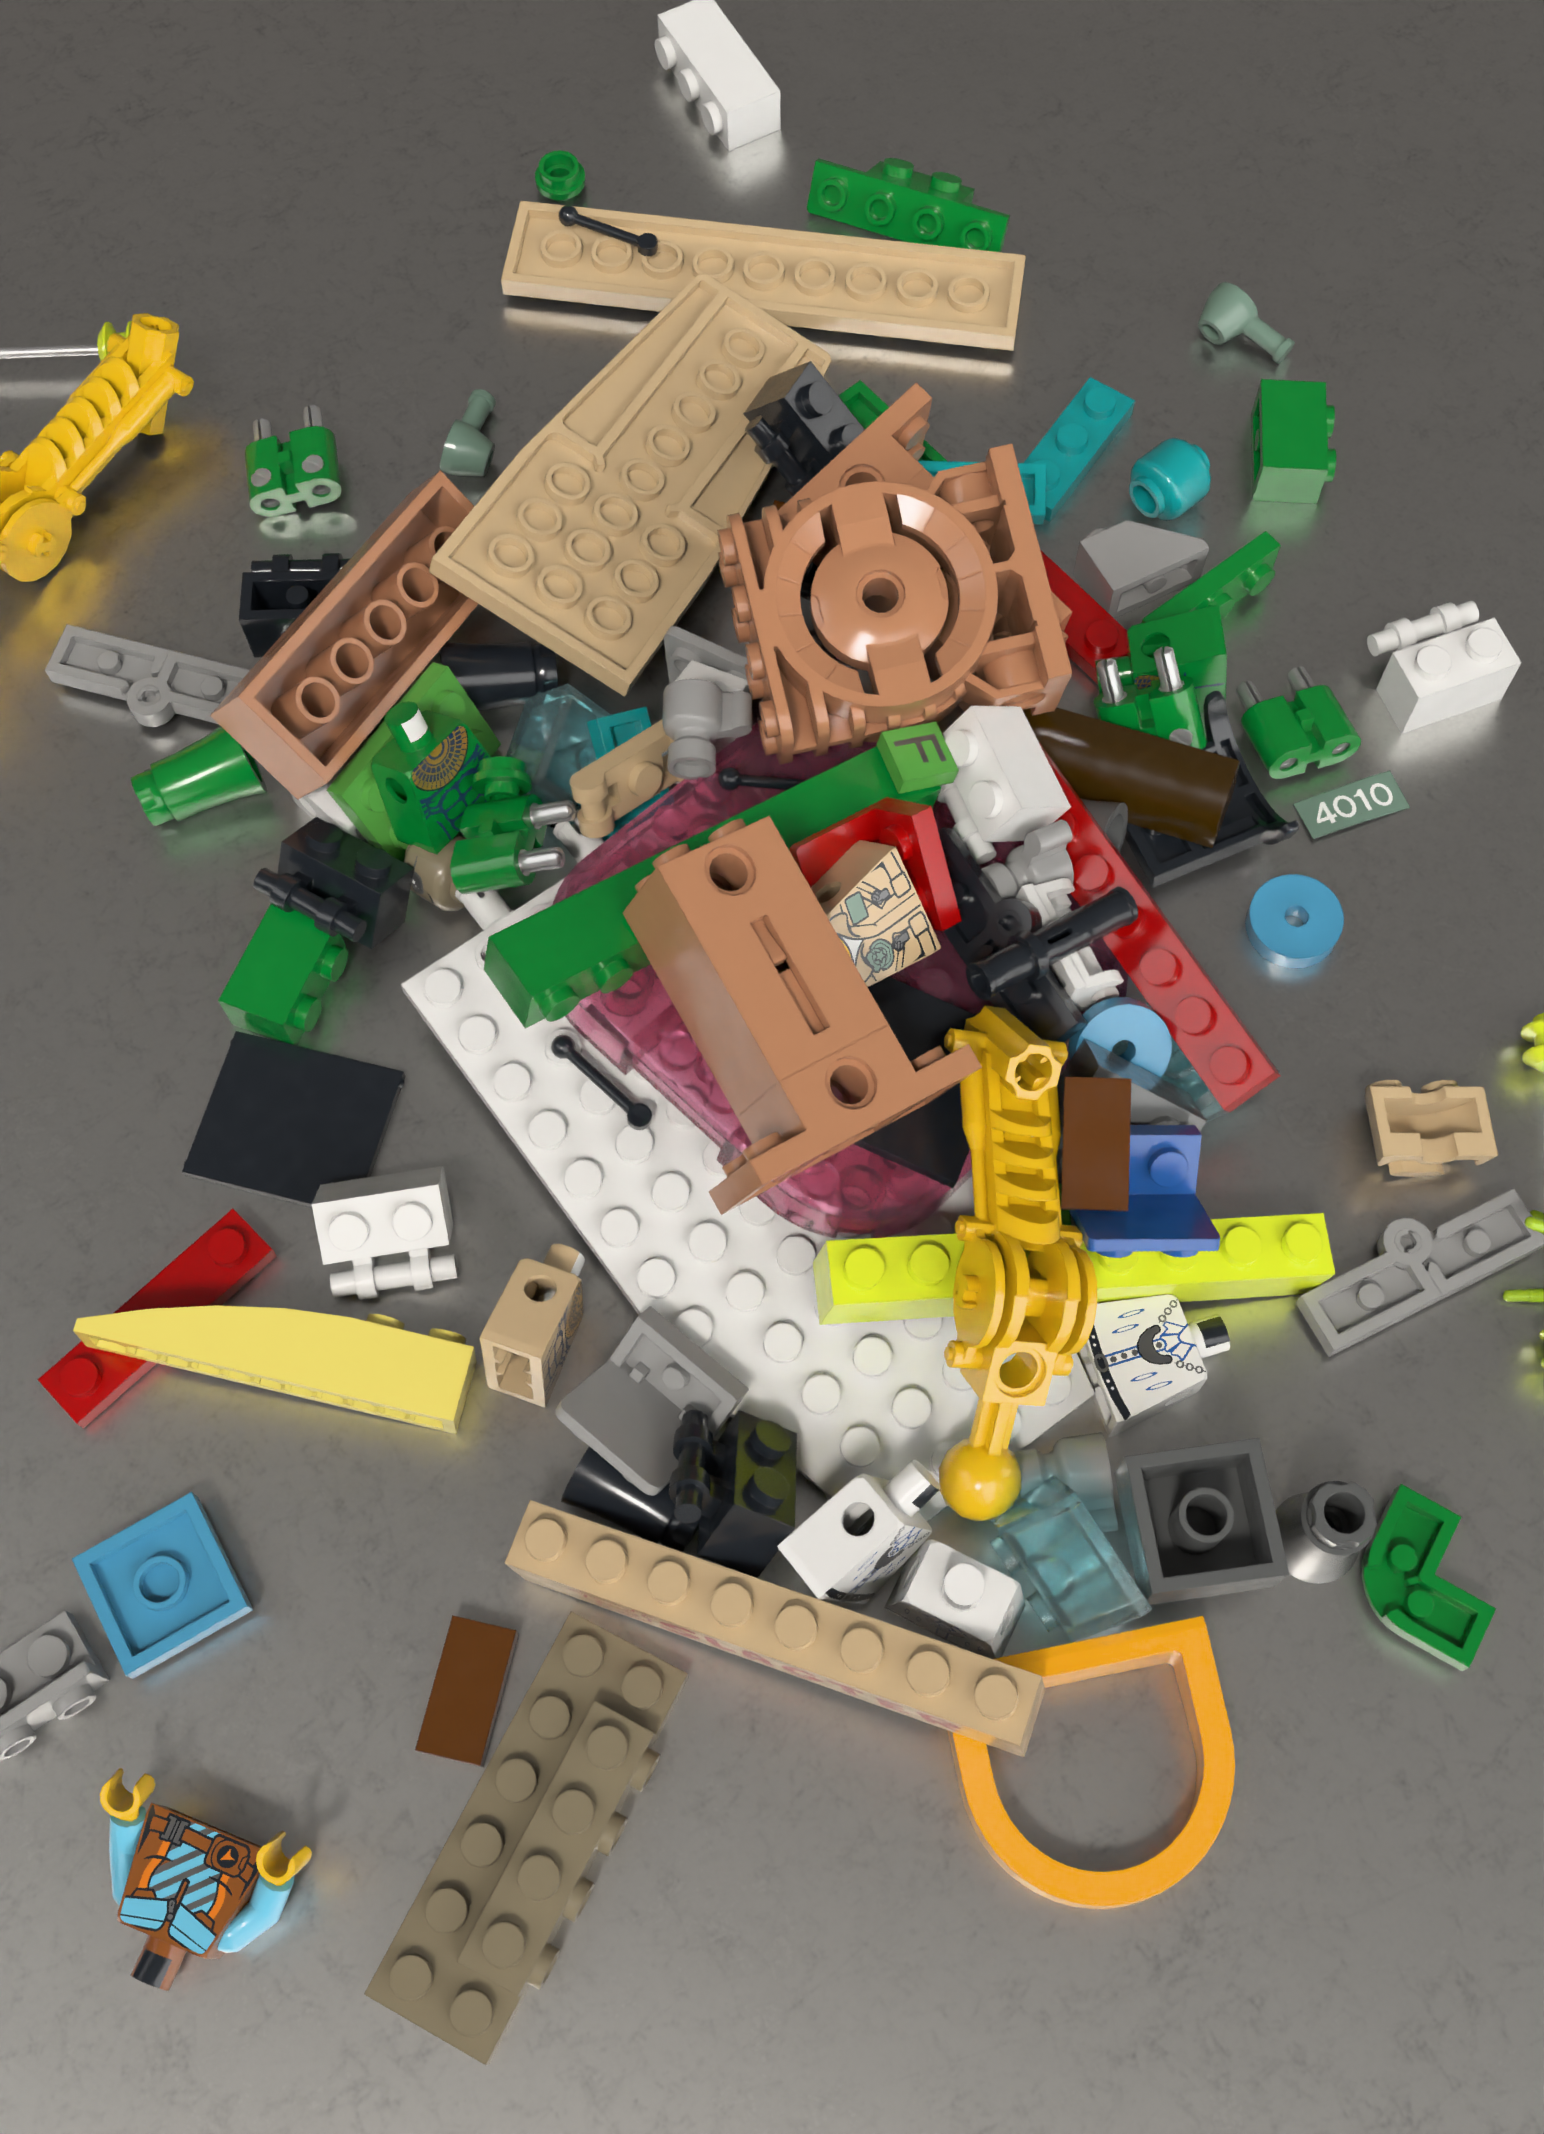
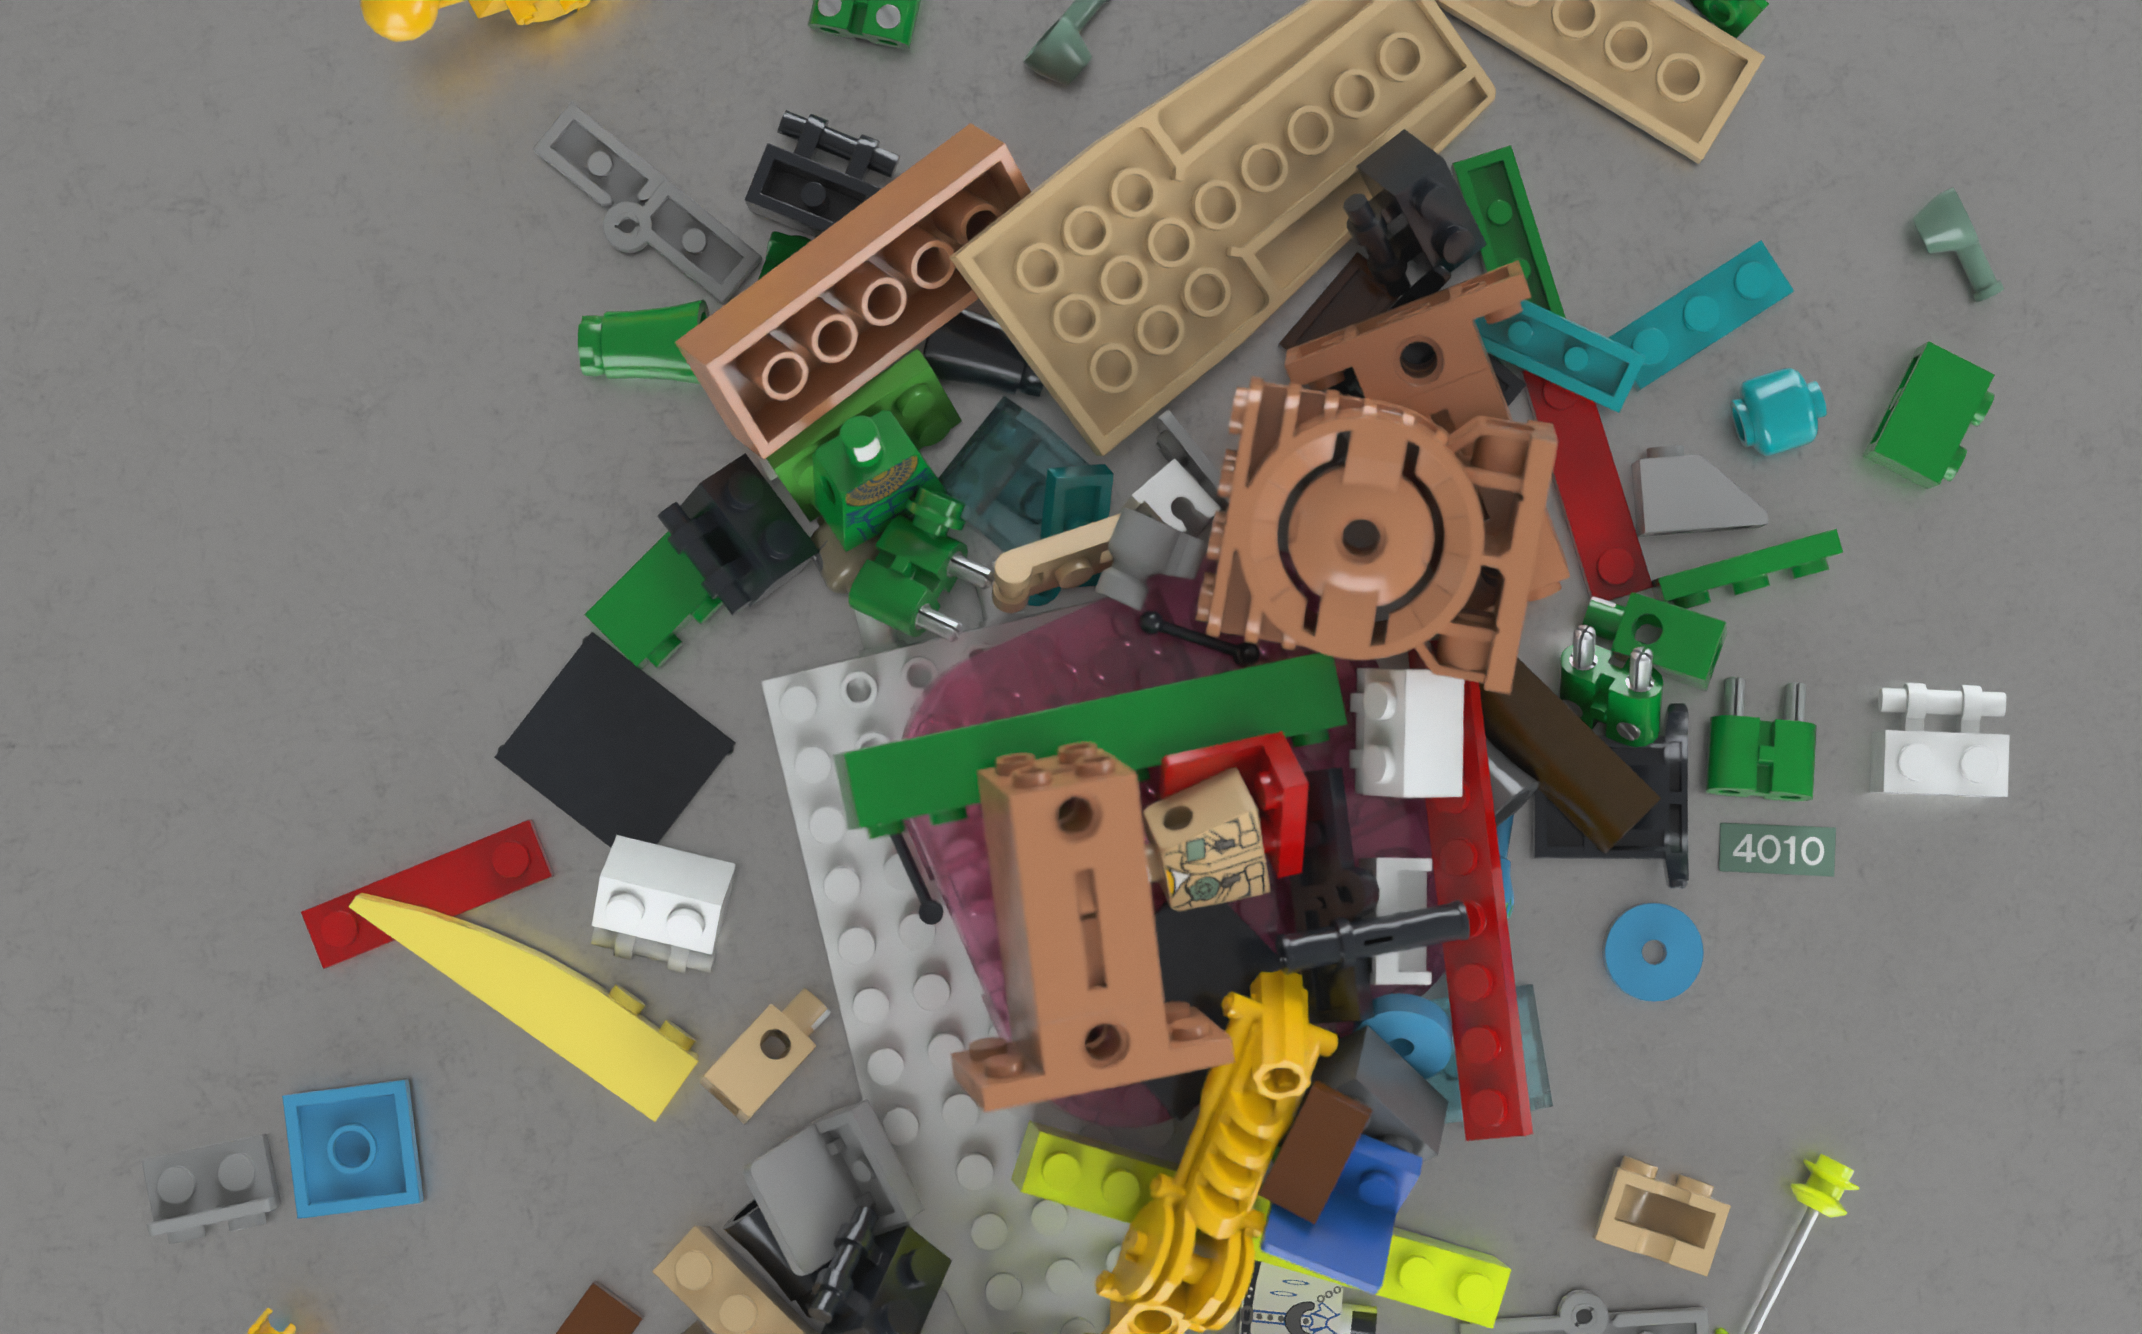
camera: 20 degrees right, 20 degrees up
(917, 757) = (1335, 689): bright green tile -> none
(1035, 862) = (1400, 830): light grey piece -> none

